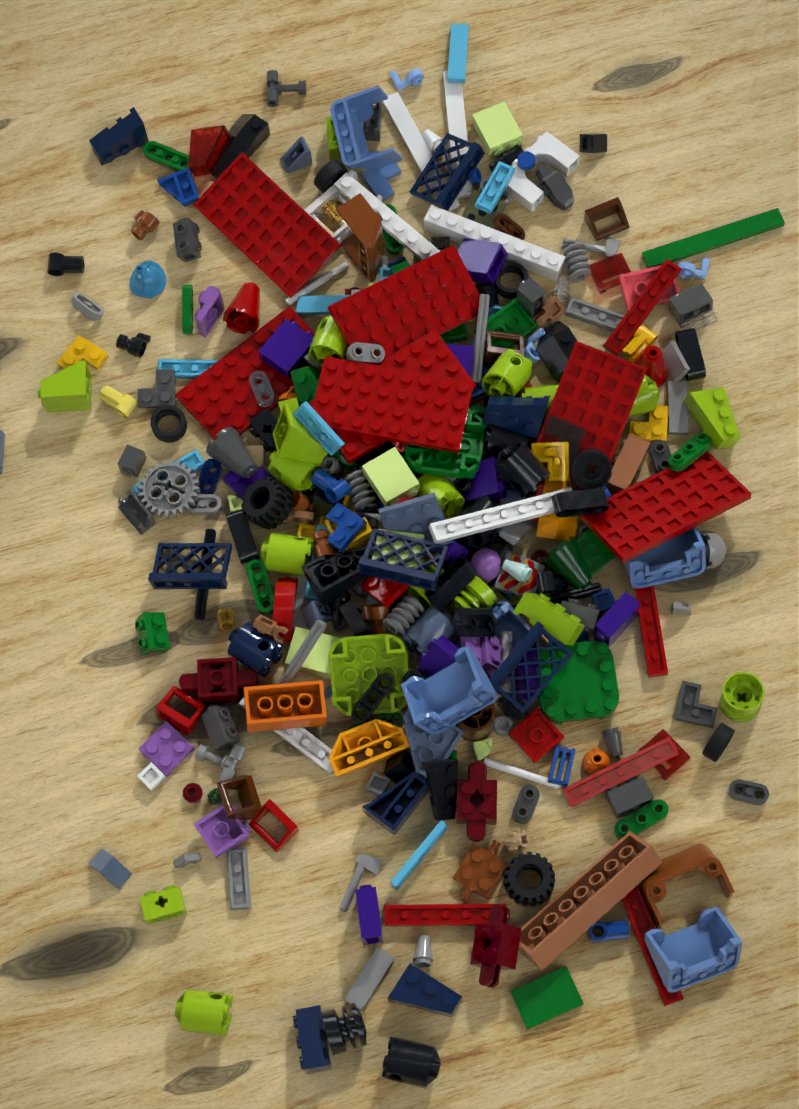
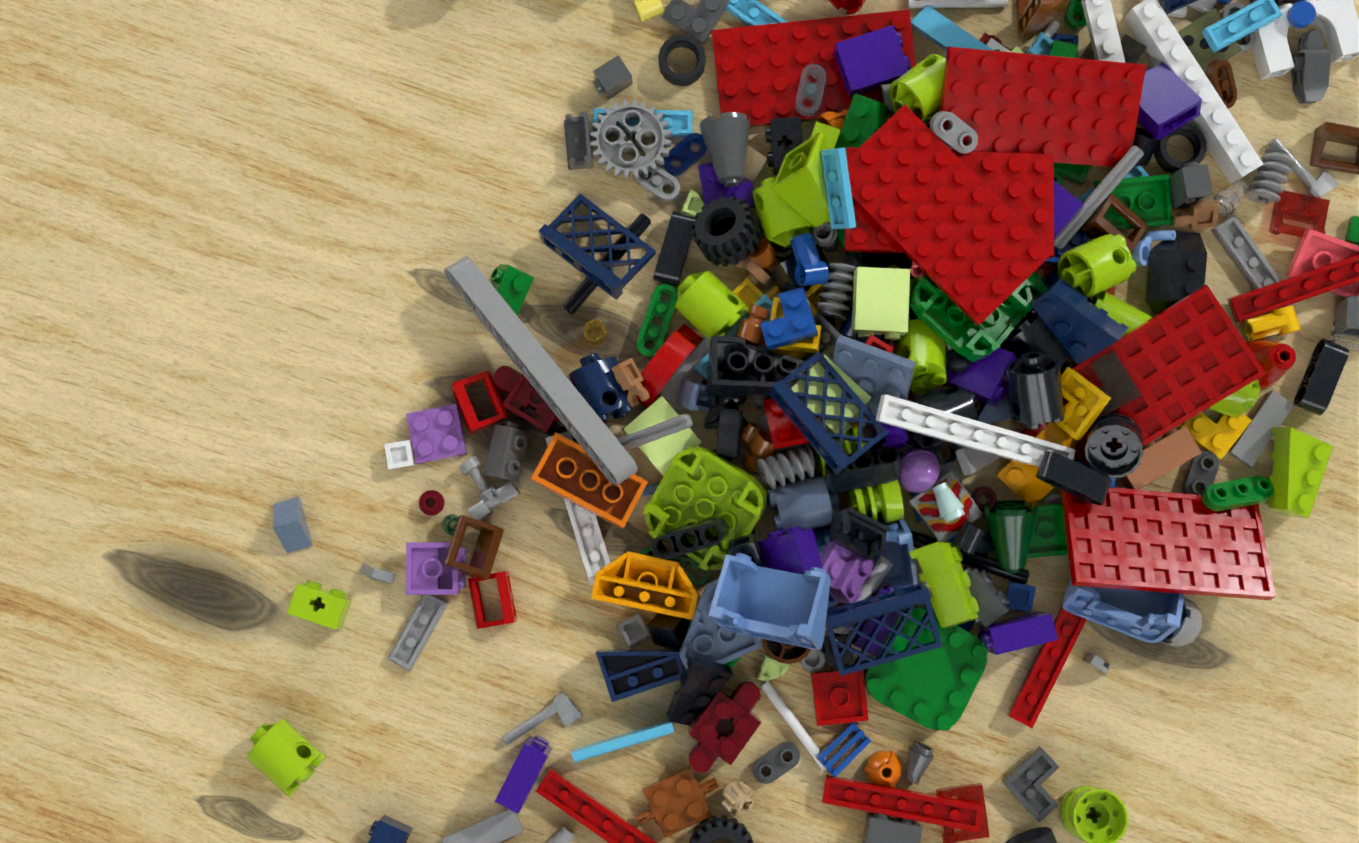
camera: 30 degrees right, 15 degrees up
(208, 657) = (541, 371): none -> light grey beam
(675, 361) = (1298, 378): light grey tile -> none

